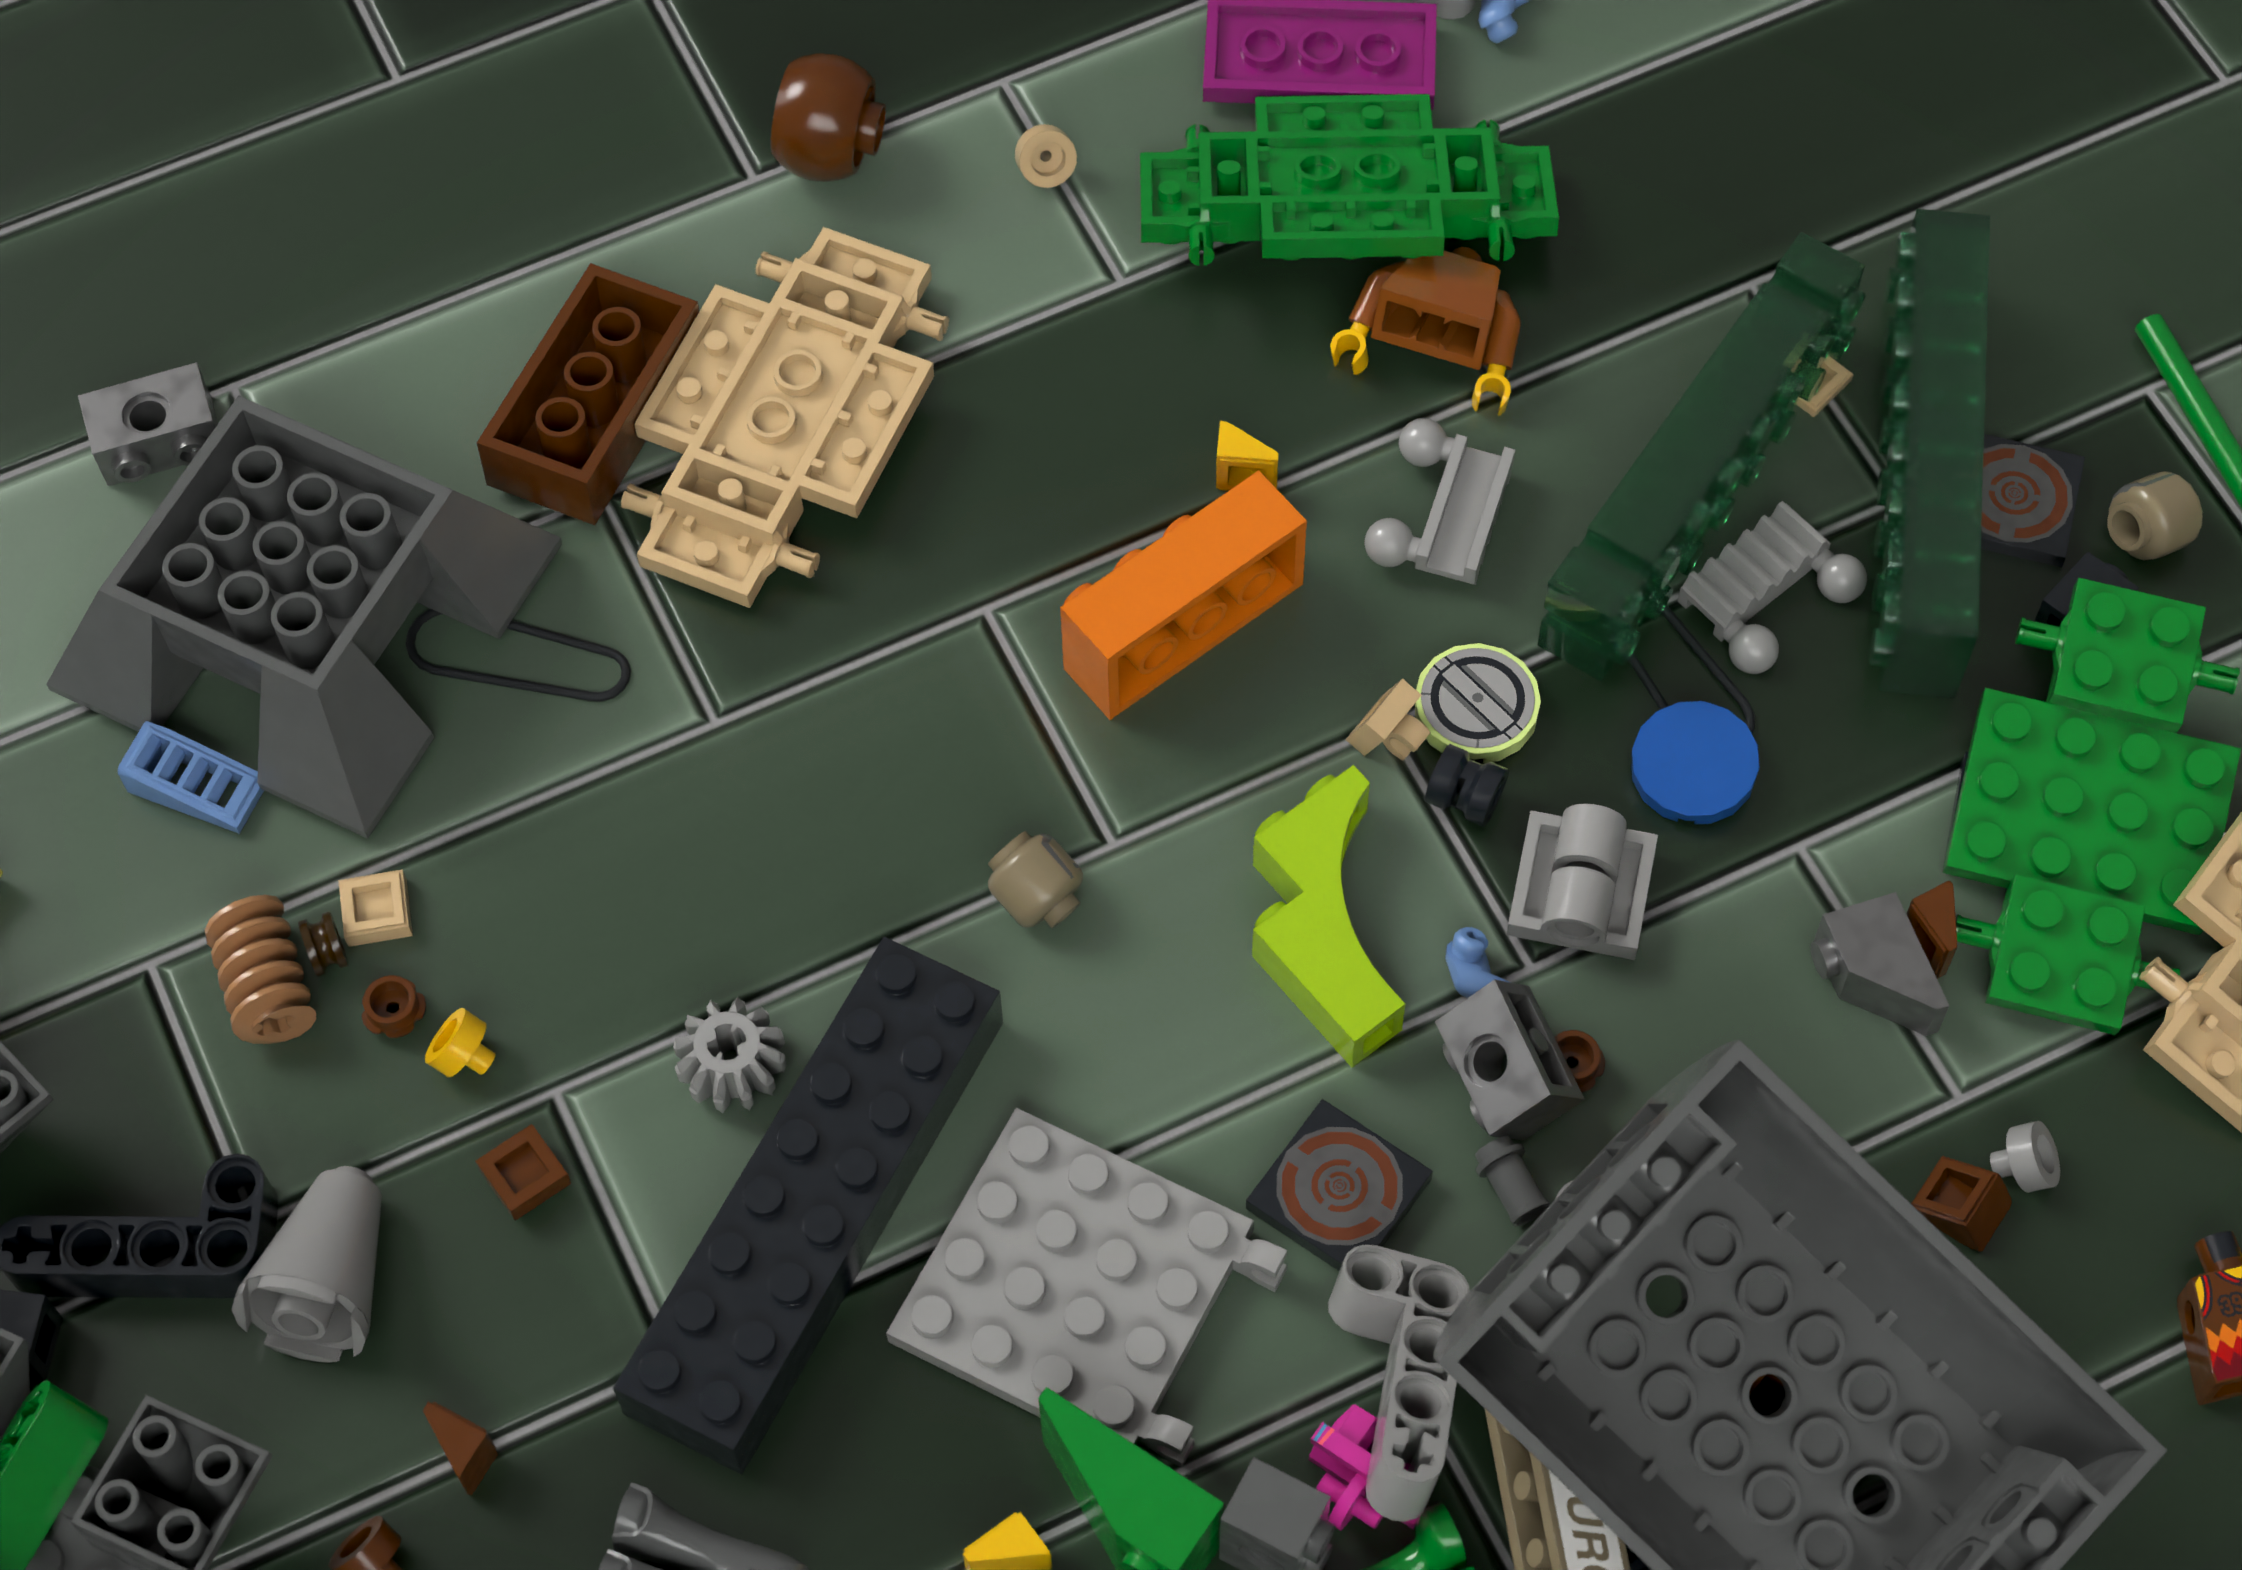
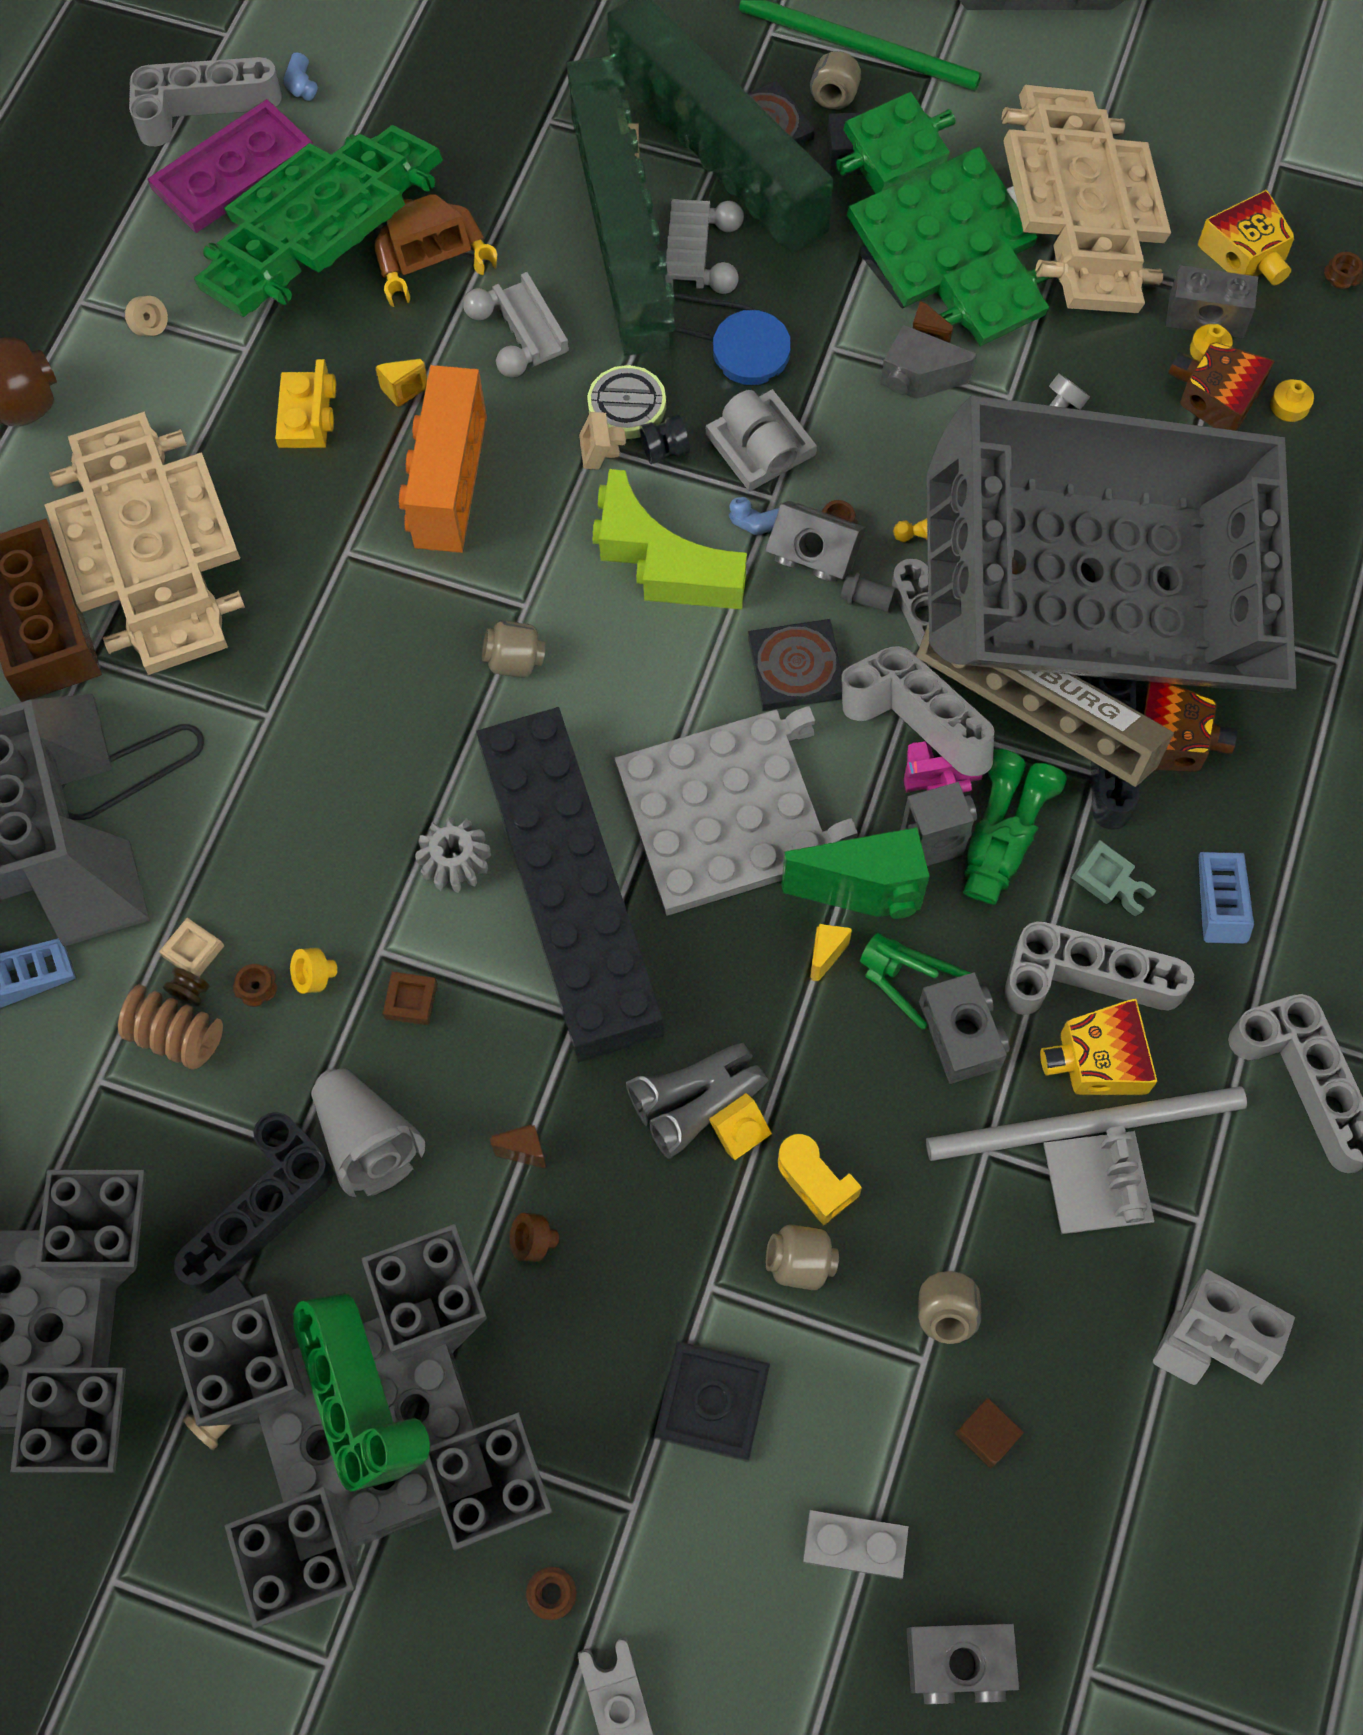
camera: 45 degrees left, 5 degrees up
(1109, 403) = (304, 408): none -> yellow bracket

